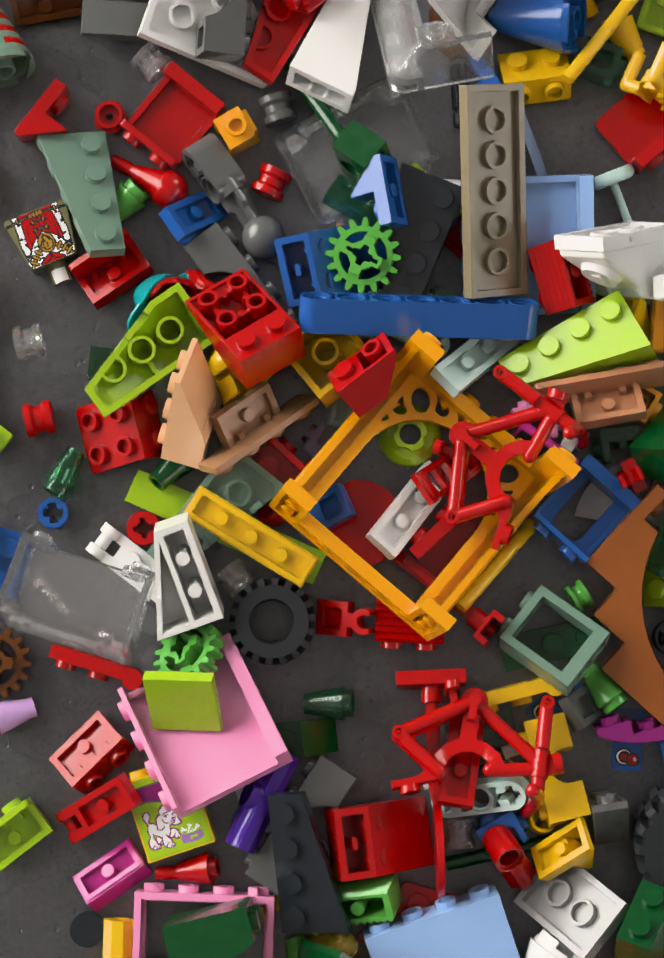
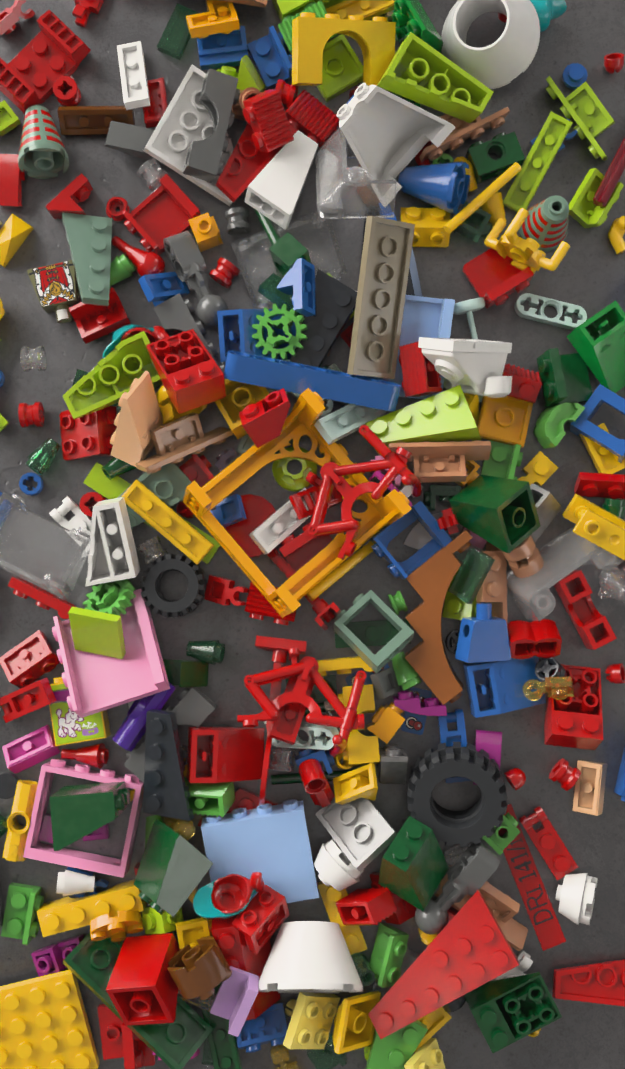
camera: 10 degrees right, 0 degrees up
(590, 760) = (386, 722): none -> light orange window

